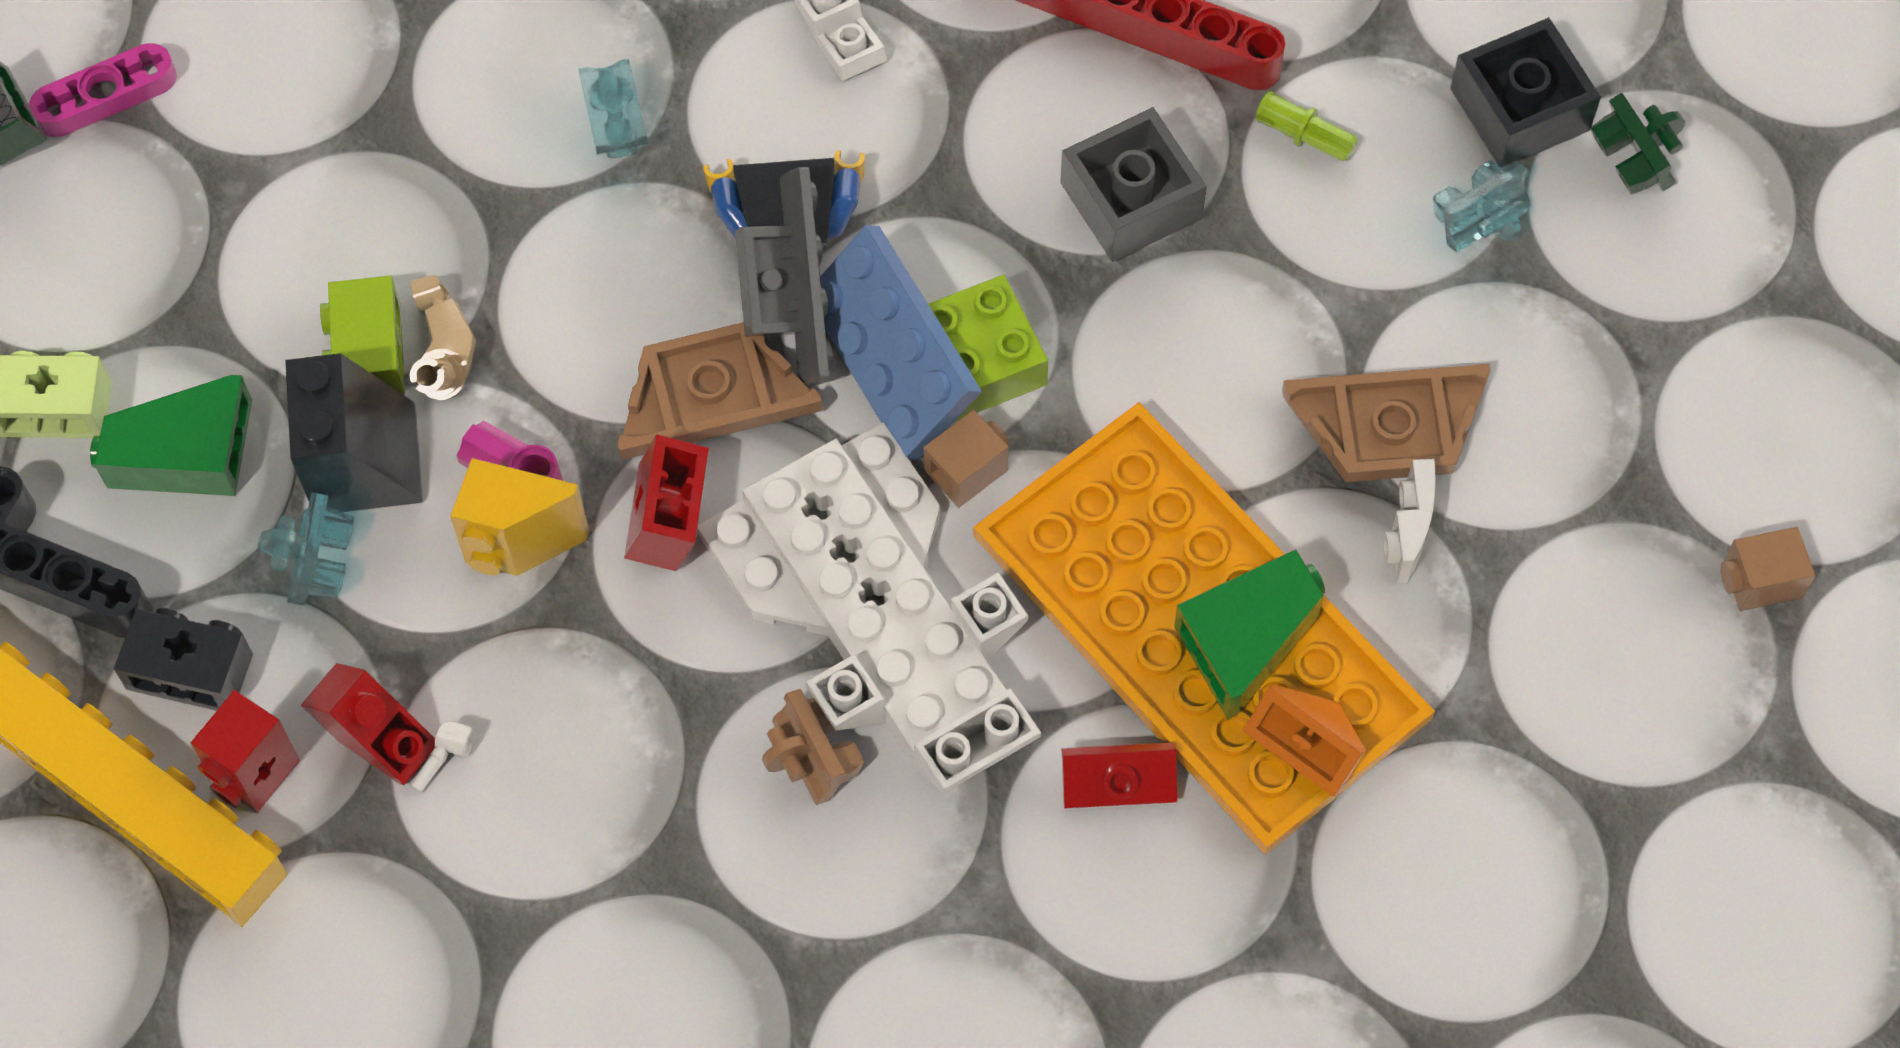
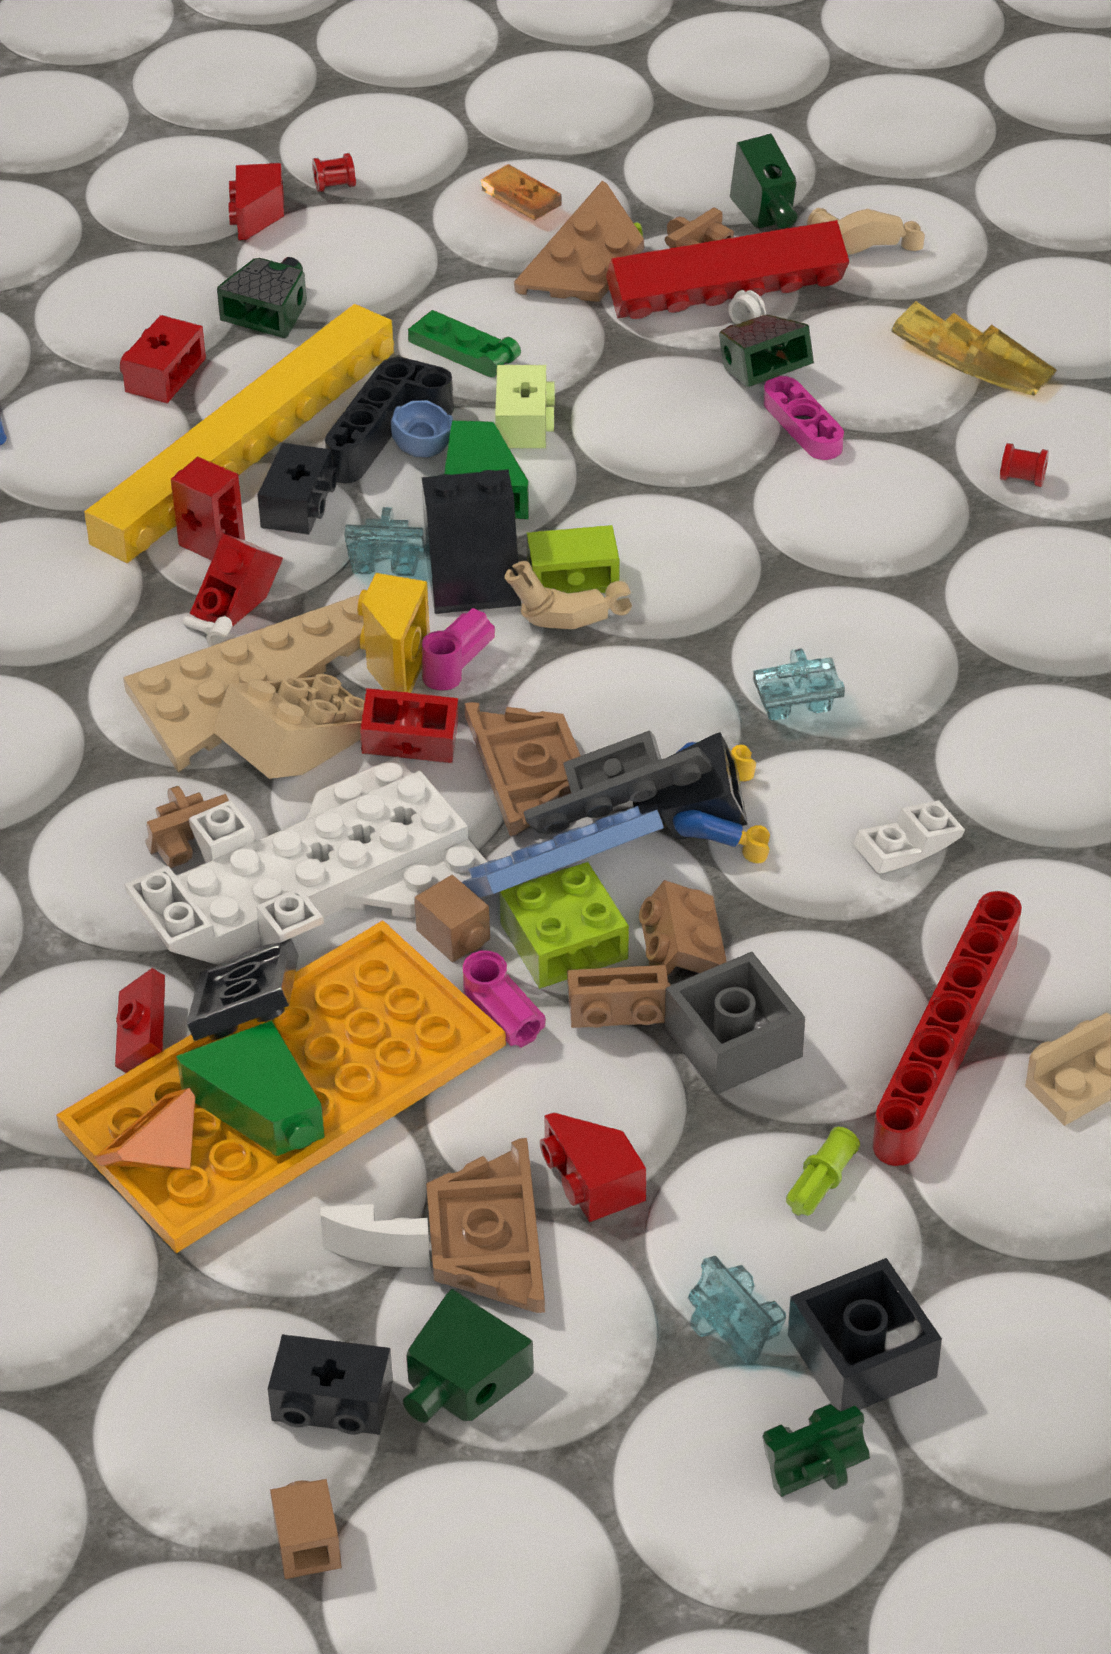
camera: 90 degrees right, 20 degrees down
(83, 510) = (421, 428): none -> medium blue hair
(545, 727) = (186, 694): none -> tan wing
(635, 639) = (289, 722): none -> tan slope
(985, 241) = (681, 929): none -> medium nougat bracket
(1080, 298) = (617, 996): none -> medium nougat bracket
(1088, 408) = (501, 998): none -> dark pink piece
(1109, 648) = (243, 990): none -> black plate
(1316, 319) = (595, 1165): none -> red slope
(1564, 437) = (464, 1361): none -> dark green torso
(1599, 525) = (330, 1384): none -> black brick

